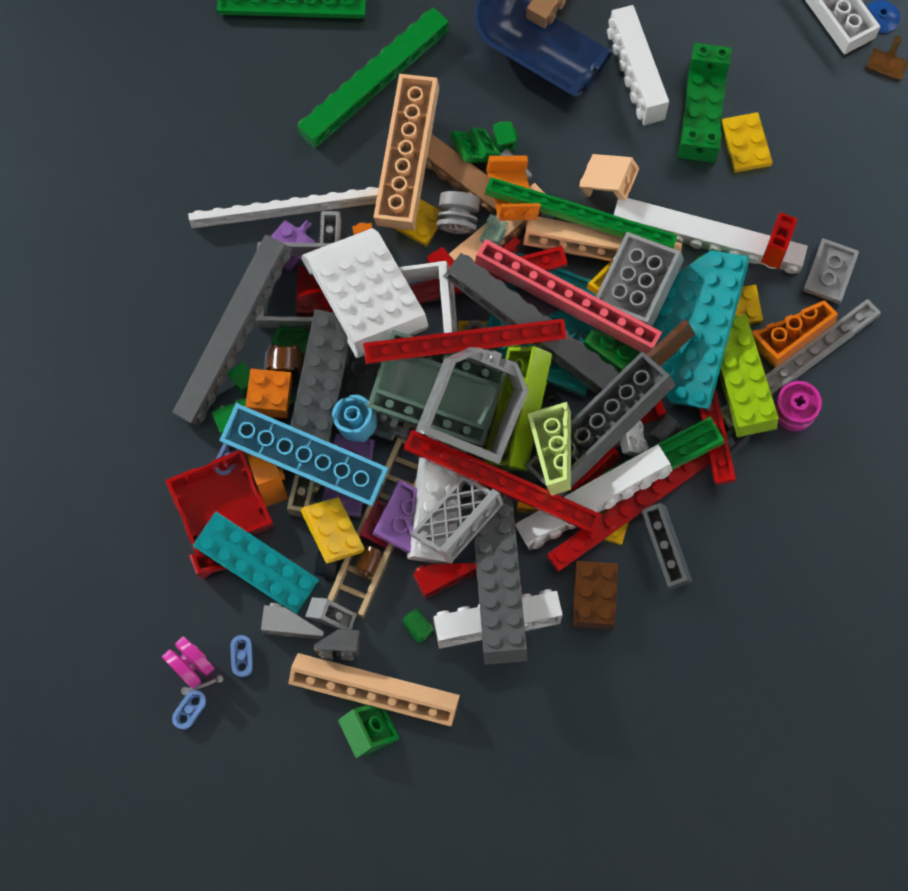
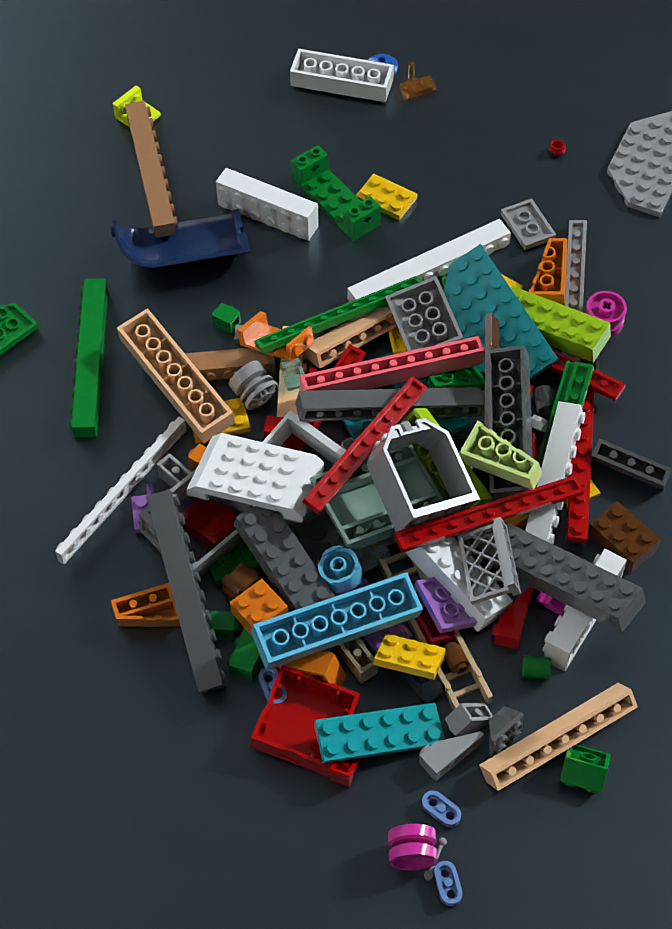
camera: 45 degrees left, 15 degrees down
(199, 312) = (147, 608): none -> orange wedge
(475, 145) = (213, 338): green slope -> none
(609, 174) = (325, 280): light nougat panel -> none
(779, 240) = (482, 227): red slope -> none

